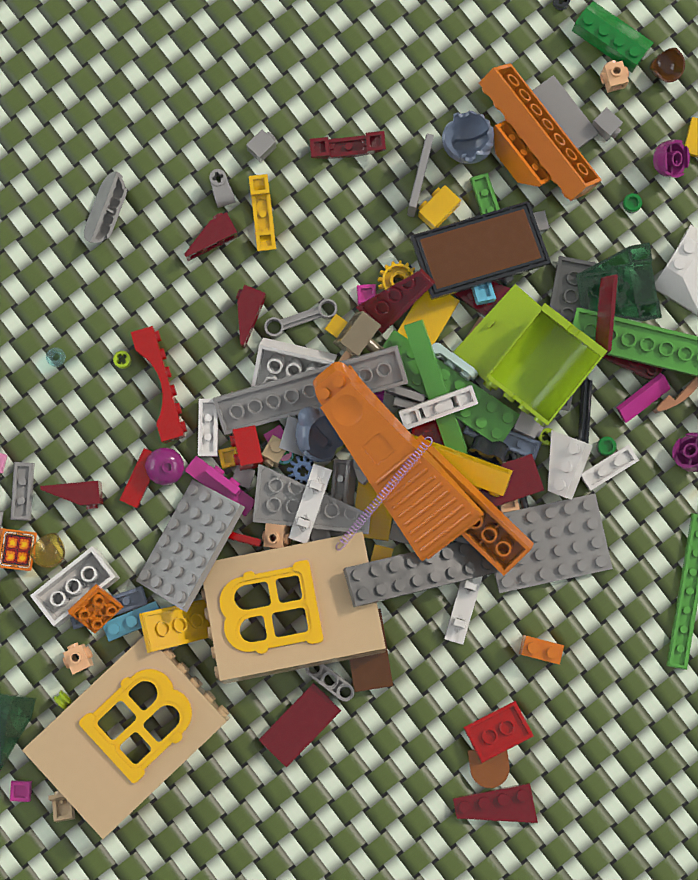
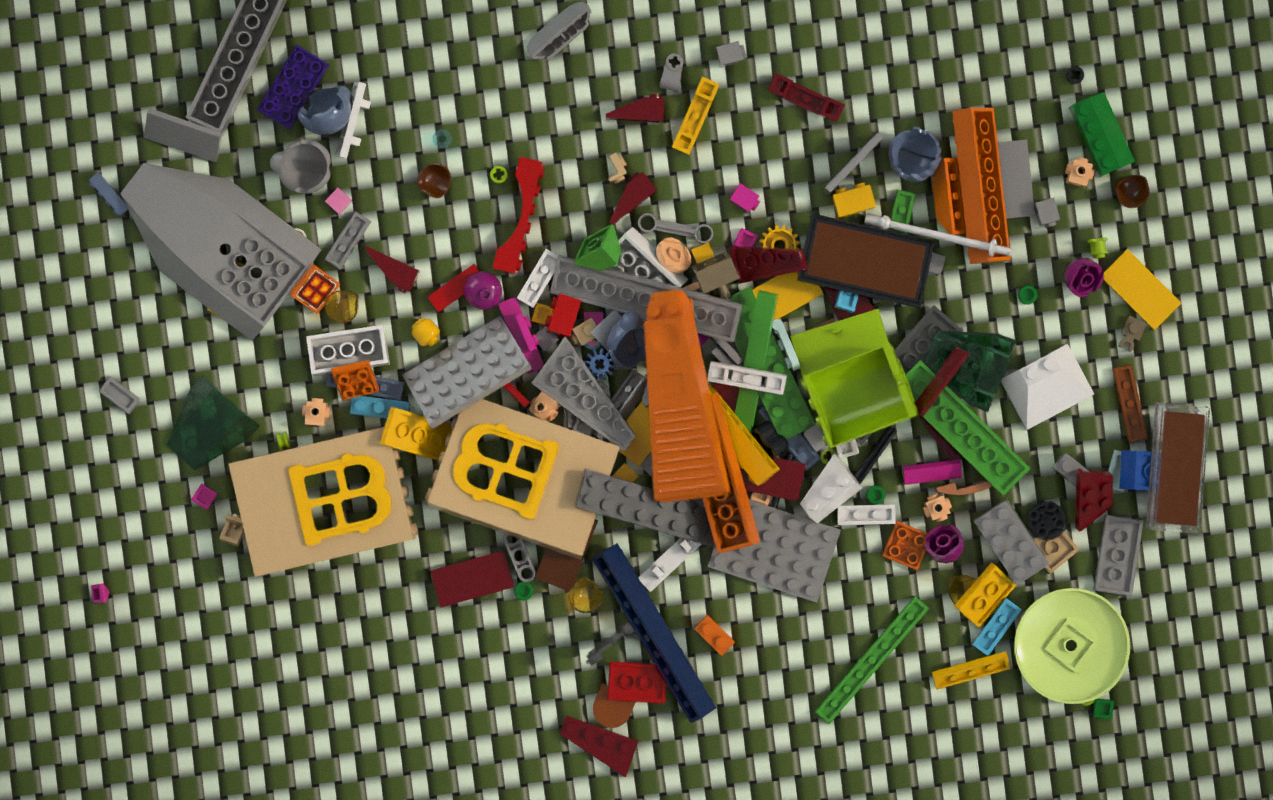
camera: 30 degrees right, 5 degrees up
(68, 395) = (434, 180): none -> reddish brown helmet
(135, 531) = (425, 332): none -> yellow head
(220, 291) = (618, 163): none -> tan bracket
(246, 372) = (599, 250): none -> bright green slope
(310, 503) = (589, 396): white hinge -> none
(312, 341) = (673, 255): none -> light nougat tile
(345, 258) = (745, 198): none -> dark pink brick
(351, 709) = (523, 590): none -> green tile
(366, 510) = (633, 433): lavender piece -> none
(408, 681) = (585, 596): none -> clear yellow helmet
(448, 729) = (595, 654): none -> dark grey plant
(477, 210) = (885, 223): none -> white bar
(488, 679) = (654, 633): none -> dark blue brick
(560, 420) = (847, 449): none -> white tile
(658, 474) = (906, 545): none -> orange tile
(662, 430) = (930, 511): none -> light nougat brick
(667, 129) = (1098, 247): none -> lime brick

